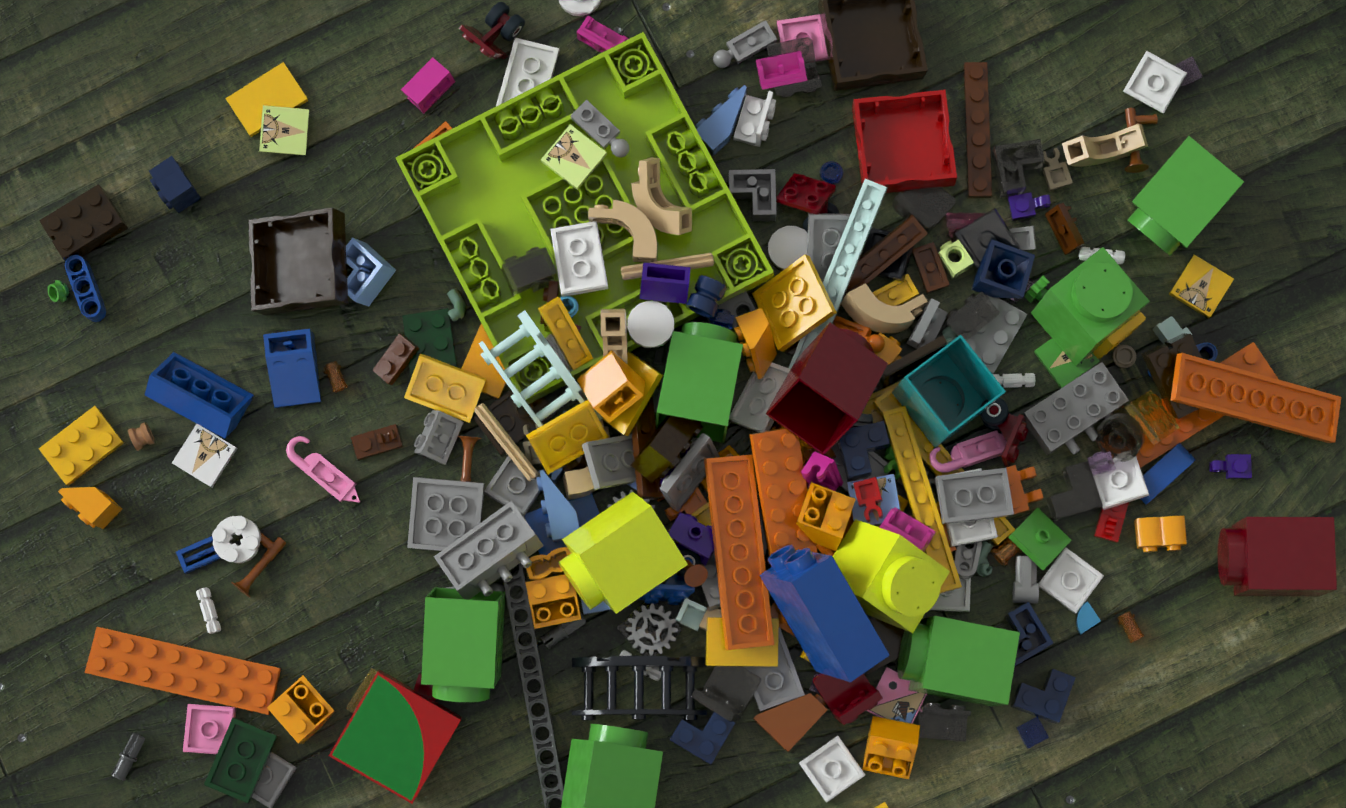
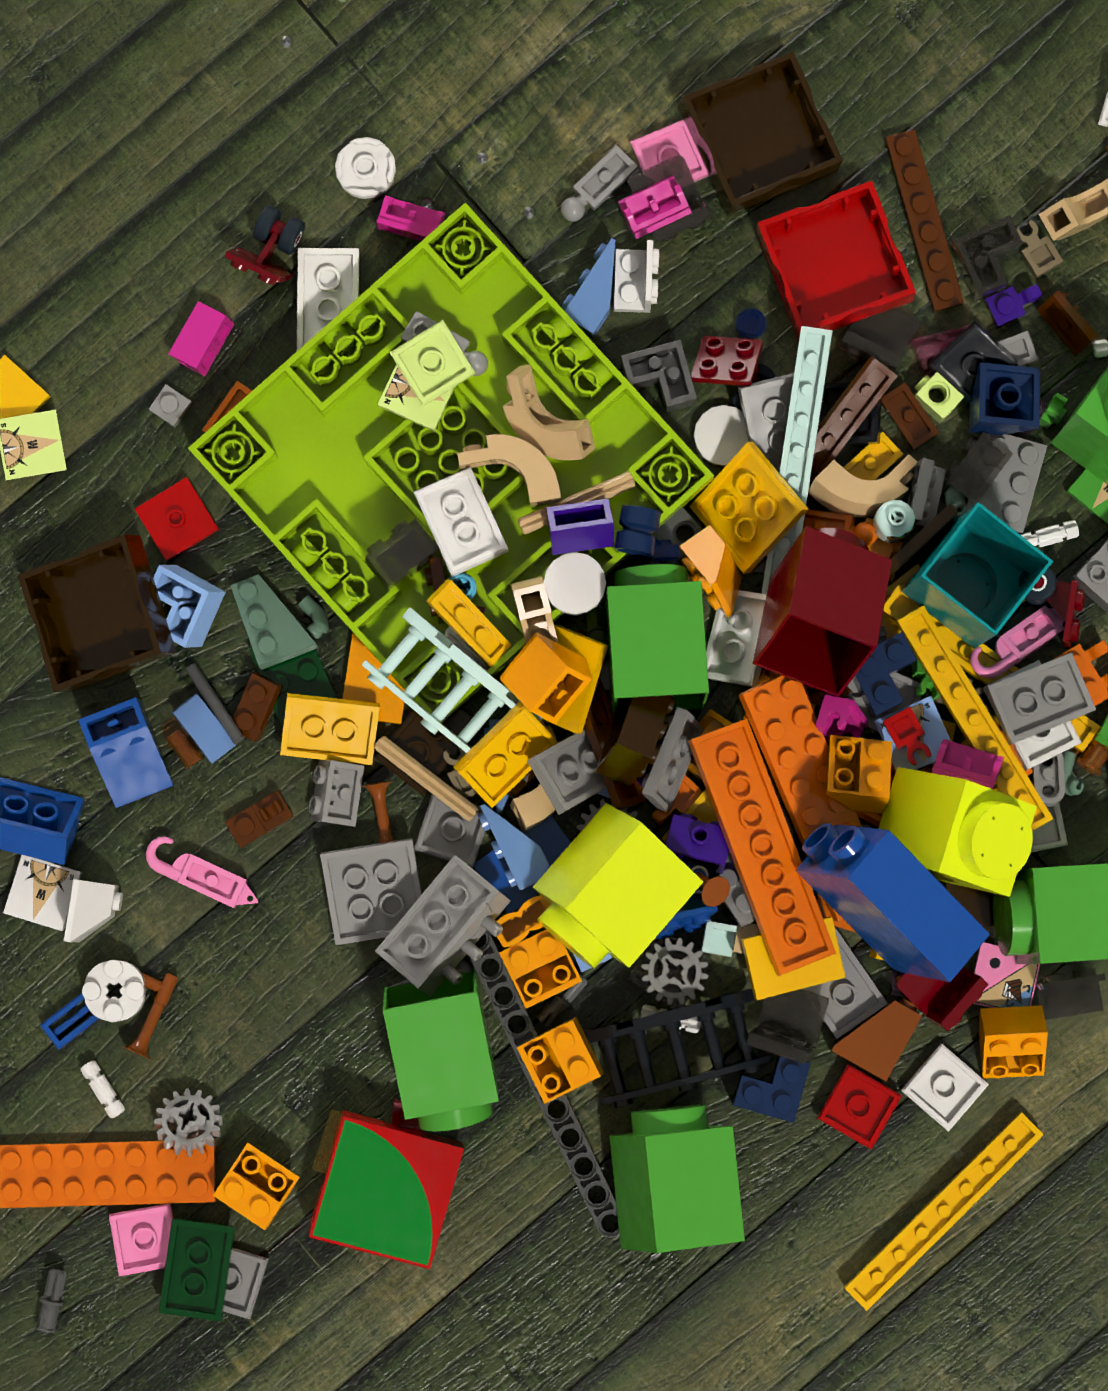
camera: 15 degrees left, 5 degrees up
(234, 474) = (90, 908): none -> white slope
(264, 650) = (194, 1134): none -> light grey gear
(354, 365) = (203, 728): none -> medium blue slope
(366, 348) = (214, 703): none -> dark grey bar
(375, 210) = (176, 519): none -> red plate
(393, 128) = (170, 406): none -> light grey plate
(421, 301) = (269, 624): none -> sand green wing
(549, 672) = (560, 1060): none -> light orange slope
(588, 139) = (432, 363): none -> yellowish green tile
(764, 766) = (859, 1106): none -> red plate
(892, 341) = (887, 528): none -> light aqua head

